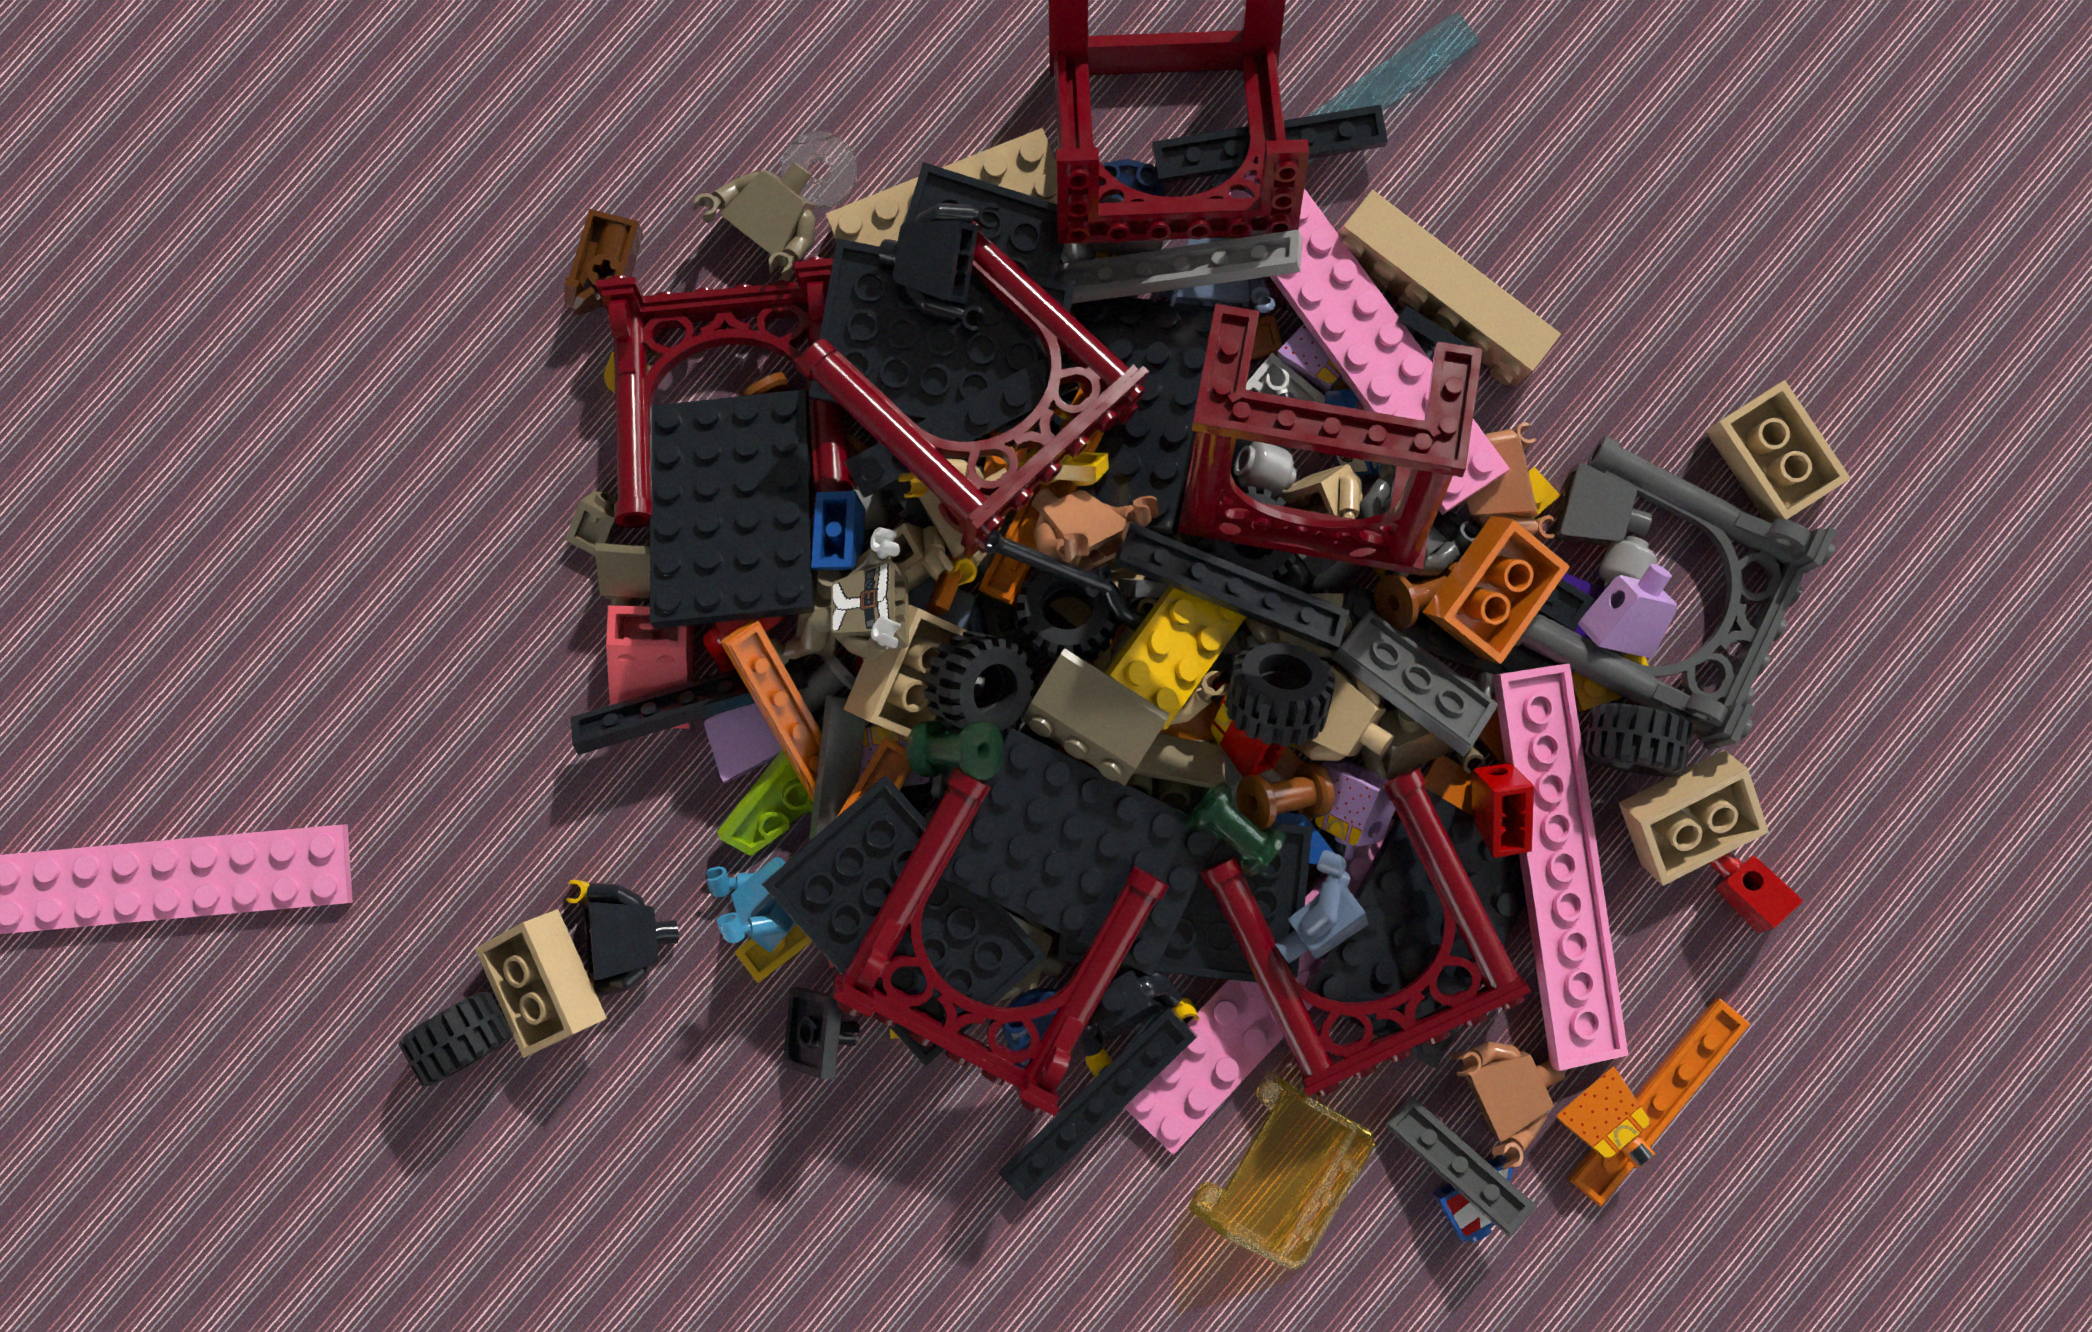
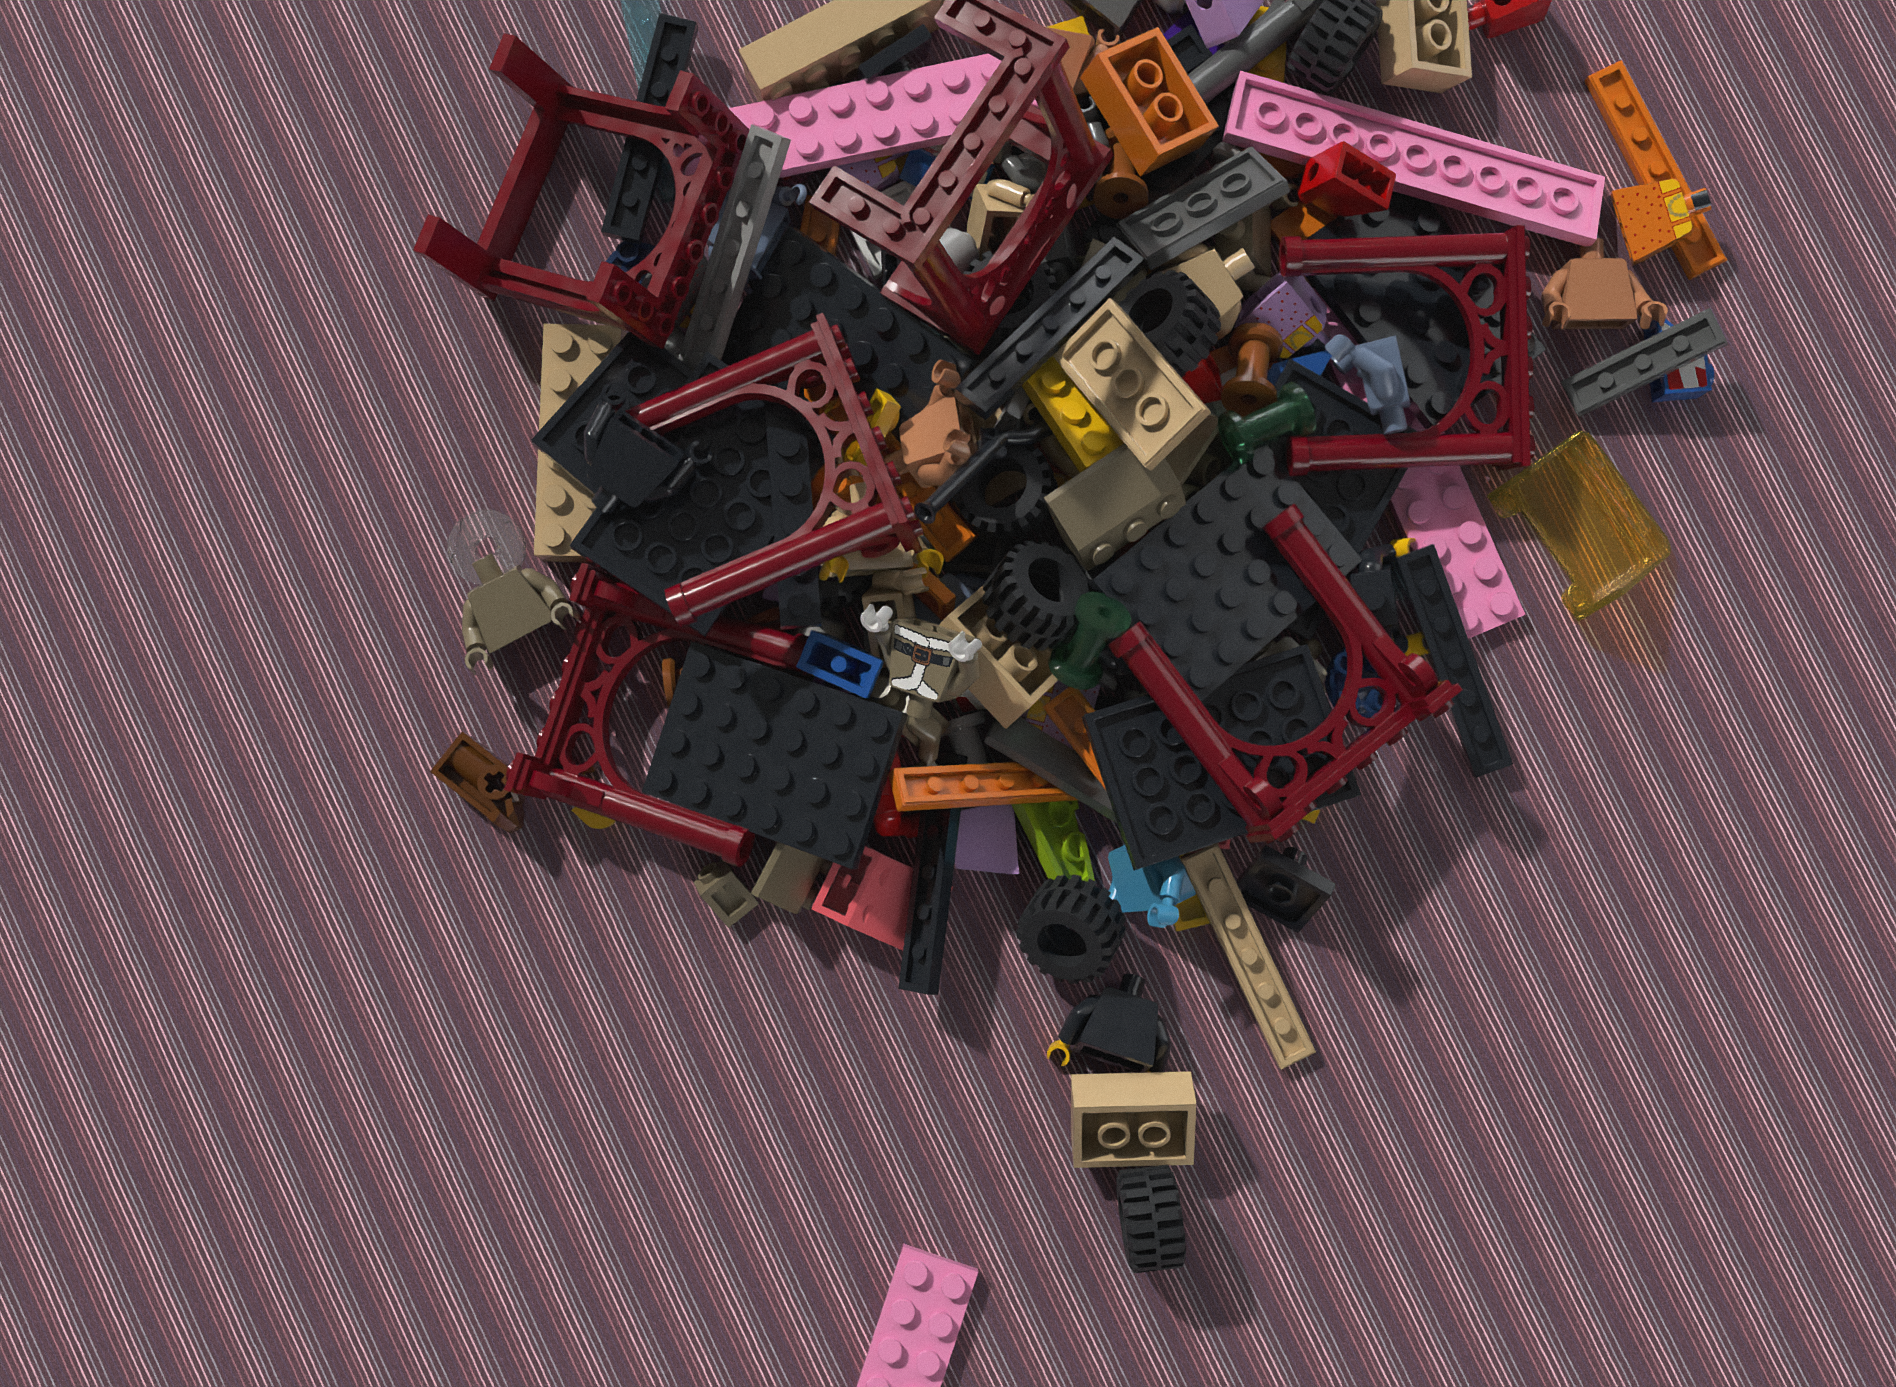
camera: 65 degrees left, 0 degrees up
(690, 851) = (1083, 909): none -> black tyre
(738, 1029) = (1248, 955): none -> tan tile
(1205, 683) = (1131, 384): none -> tan tile

